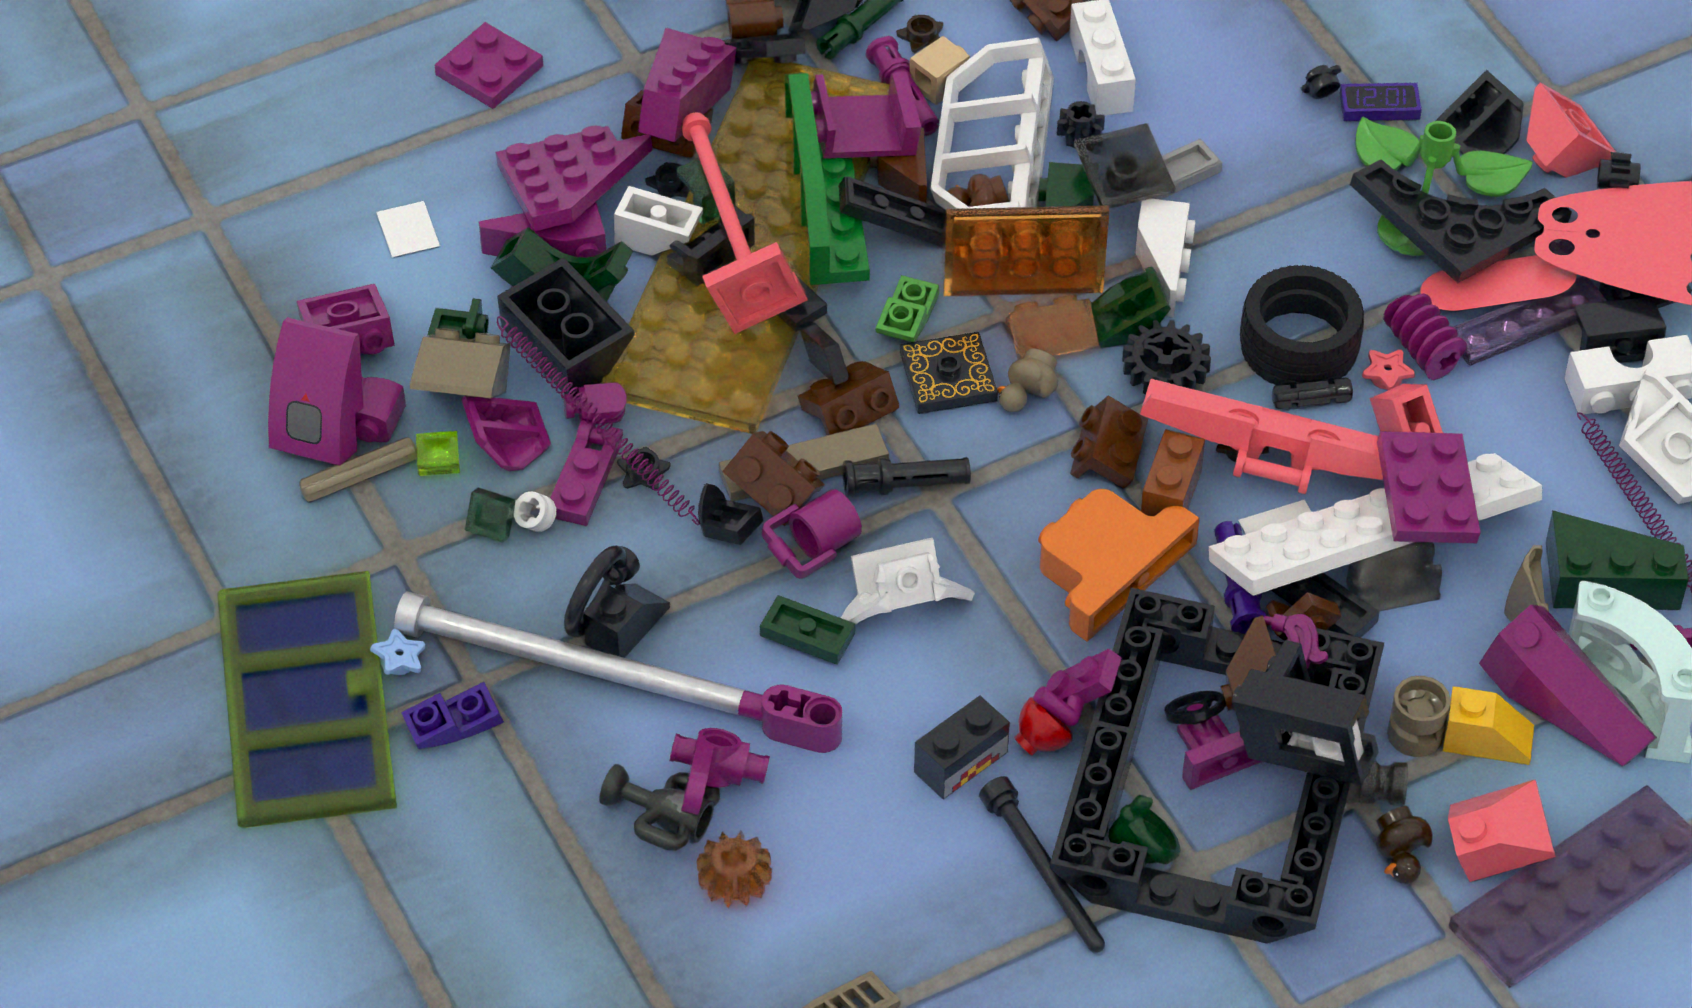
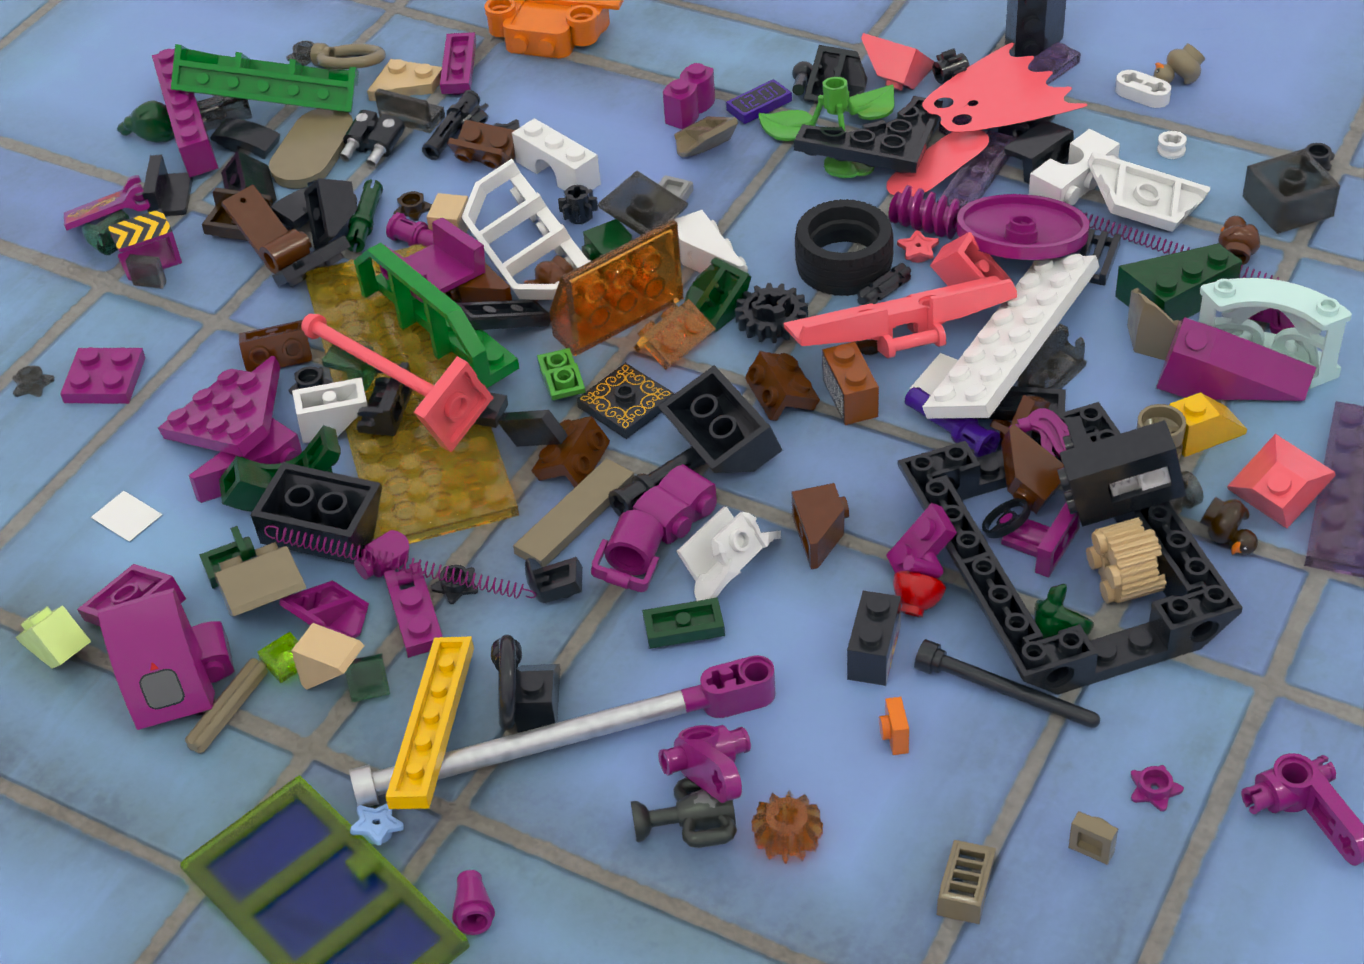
camera: 30 degrees left, 5 degrees down
(257, 315) = (52, 636): none -> yellowish green slope
(418, 26) = (31, 381): none -> clear smoke plate
(420, 773) = (472, 905): none -> magenta cone
(461, 469) = (323, 655): none -> tan slope
(462, 716) = (460, 847): dark purple slope -> none
(506, 588) = (430, 724): none -> yellow plate
(546, 515) = (408, 665): white bush -> none
(684, 79) = (271, 307): magenta wedge -> none
(773, 474) = (567, 530): reddish brown bracket -> none
(899, 508) = (679, 501): none -> magenta brick
(908, 839) = (895, 726): none -> orange plate
(1004, 452) = (721, 424): none -> black slope
(1016, 605) = (819, 520): none -> reddish brown slope
(1029, 375) = (689, 365): dark tan animal -> none
(1106, 550) = (851, 452): orange brick -> none
(1256, 815) = (1126, 561): none -> tan brick
(1281, 112) = (704, 135): none -> dark tan slope
(1294, 53) = (689, 95): none -> magenta brick
(1322, 81) = (713, 104): black plate -> none
(1428, 487) = (1037, 289): magenta plate -> none
(1455, 89) = (801, 74): none -> black bar
(1506, 408) = (1024, 226): none -> magenta dish
(1564, 477) = (1101, 241): none -> black tile

